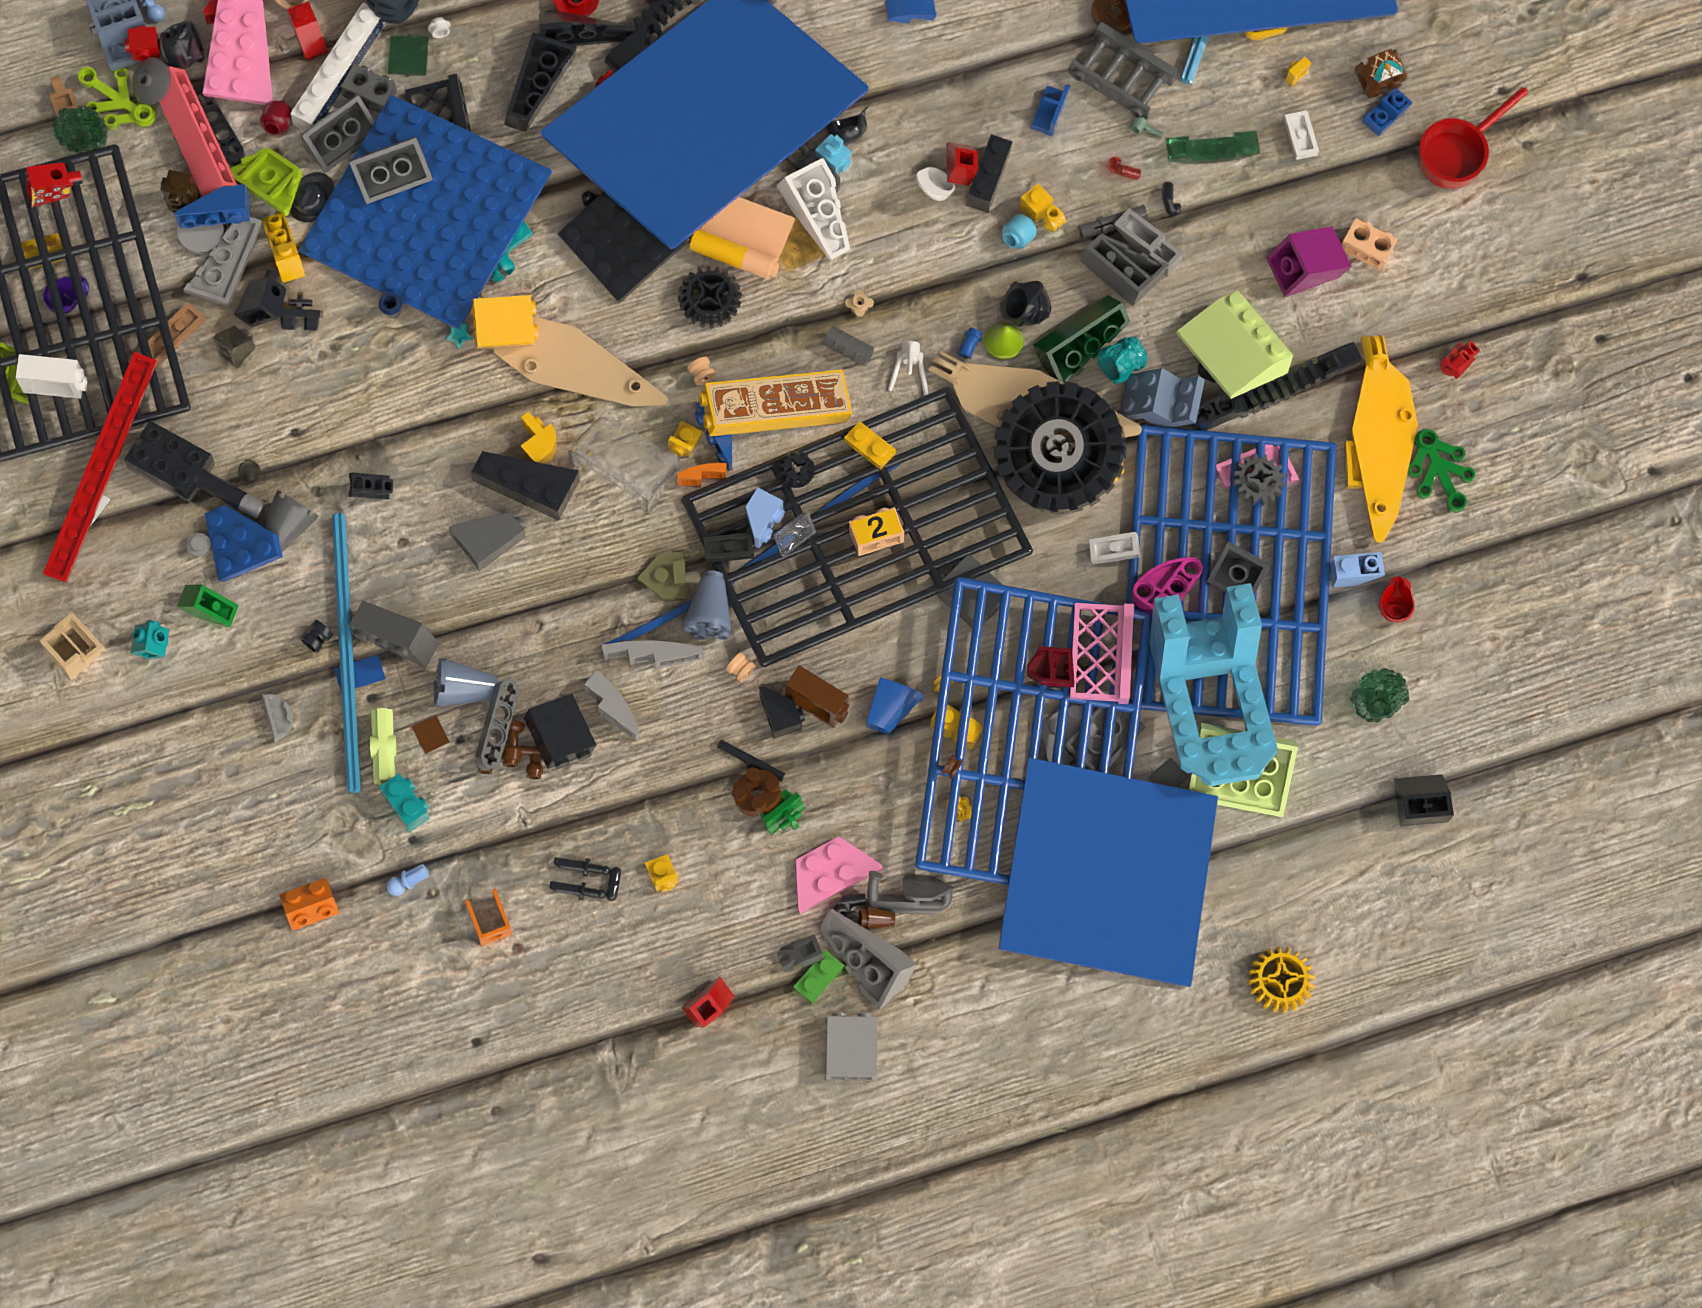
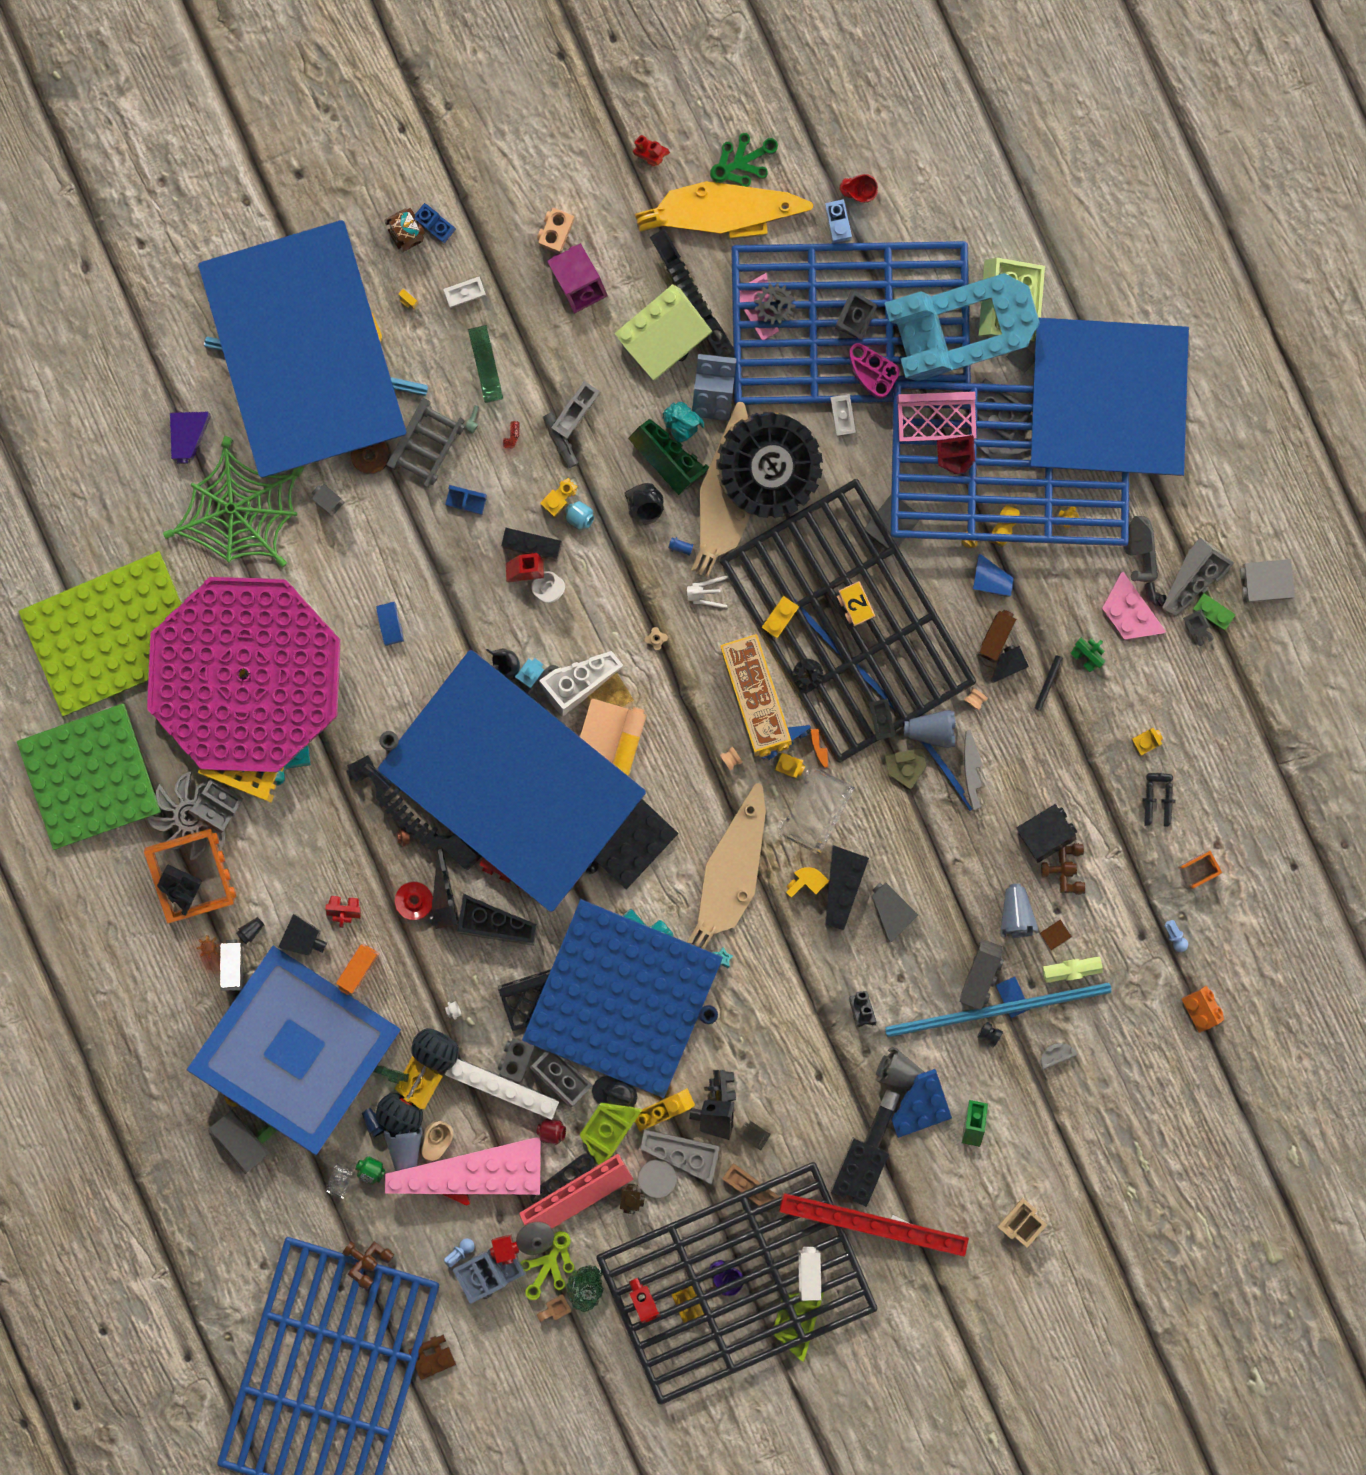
camera: 85 degrees left, 15 degrees up
(150, 640) = (1010, 1163): teal brick -> none
(181, 45) = (500, 1218): black piece -> none
(198, 544) = (924, 1138): light grey plate -> none
(221, 206) = (638, 1162): blue slope -> none
(249, 471) = (858, 1107): clear smoke plate -> none
(307, 30) = (471, 1118): red slope -> none
(391, 170) = (596, 1028): dark grey slope -> none
(404, 802) = (1116, 946): teal brick -> none
(408, 55) = (479, 1032): clear green piece -> none
(494, 723) = (1049, 879): dark grey beam -> none
(504, 321) = (714, 920): yellow brick -> none
(612, 704) = (1018, 795): light grey slope -> none
(708, 1003) = (1247, 692): red slope -> none
(721, 284) = (678, 747): black gear -> none
(754, 780) = (1087, 673): reddish brown plate -> none
(762, 514) = (852, 696): light blue slope -> none
(794, 533) = (867, 667): clear slope -> none
(848, 346) = (695, 643): dark grey axle -> none
(874, 918) = (1164, 573): reddish brown cone -> none
(952, 766) = (1048, 524): reddish brown bush -> none
(1003, 341) = (674, 519): lime hat -> none
(1122, 269) = (604, 427): dark grey wedge -> none
(1167, 198) = (534, 397): black arm -> none
(1281, 989) = (1175, 249): yellow gear -> none
(1380, 695) = (936, 196): clear green hair -> none
(1423, 800) = (1020, 157): black slope -> none
(1456, 150) = (467, 163): red piece -> none

